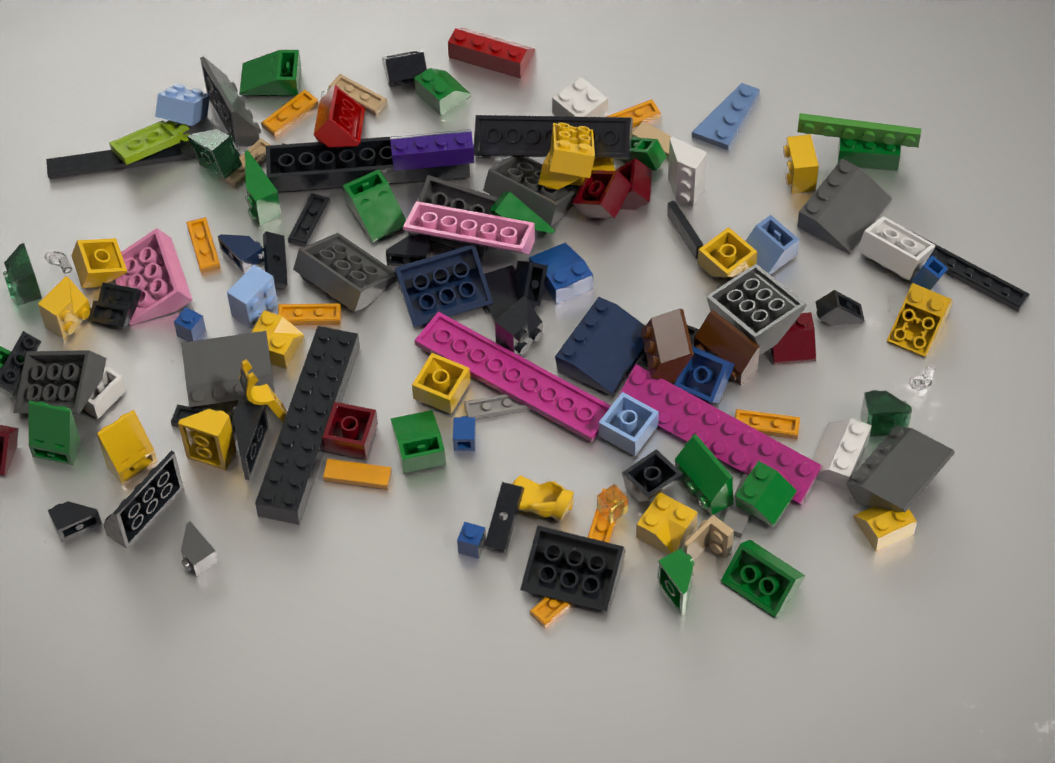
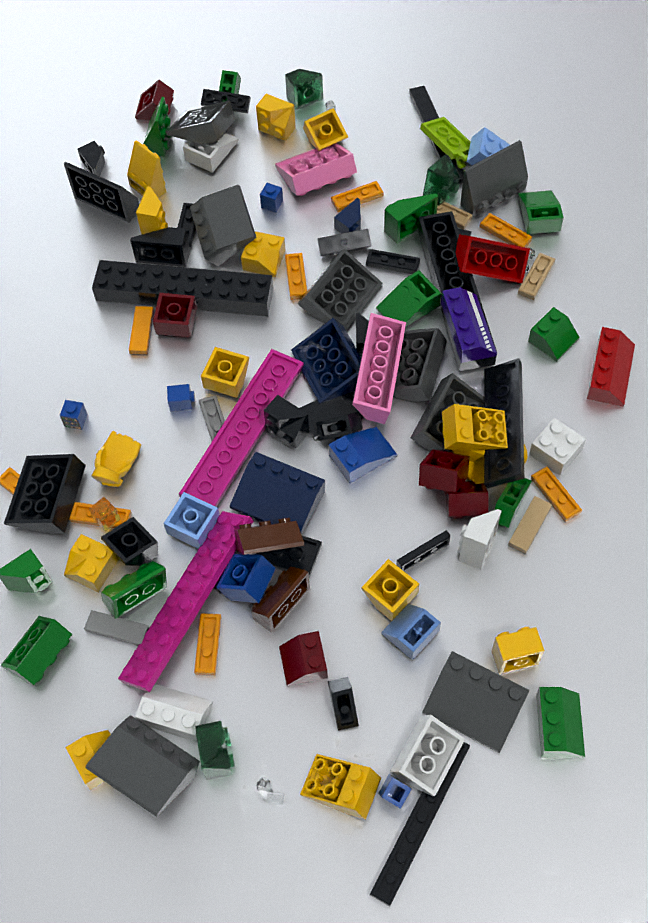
camera: 85 degrees right, 5 degrees up
(115, 305) = (286, 150): black slope -> none
(196, 551) = (67, 235): dark grey slope -> none
(252, 296) = (299, 229): light blue brick -> none
(260, 394) = (187, 238): yellow piece -> none
(404, 66) = (574, 302): black slope -> none
(418, 441) = (171, 363): green slope -> none
(507, 503) = (92, 433): black tile -> none
(511, 207) = (407, 403): green slope -> none
(712, 533) = (71, 601): tan bracket -> none
(726, 120) = (574, 582): medium blue wing -> none
(757, 306) = (321, 614): dark grey slope -> none
(765, 494) = (116, 641): green slope -> none
(859, 130) = (559, 709): bright green plate -> none

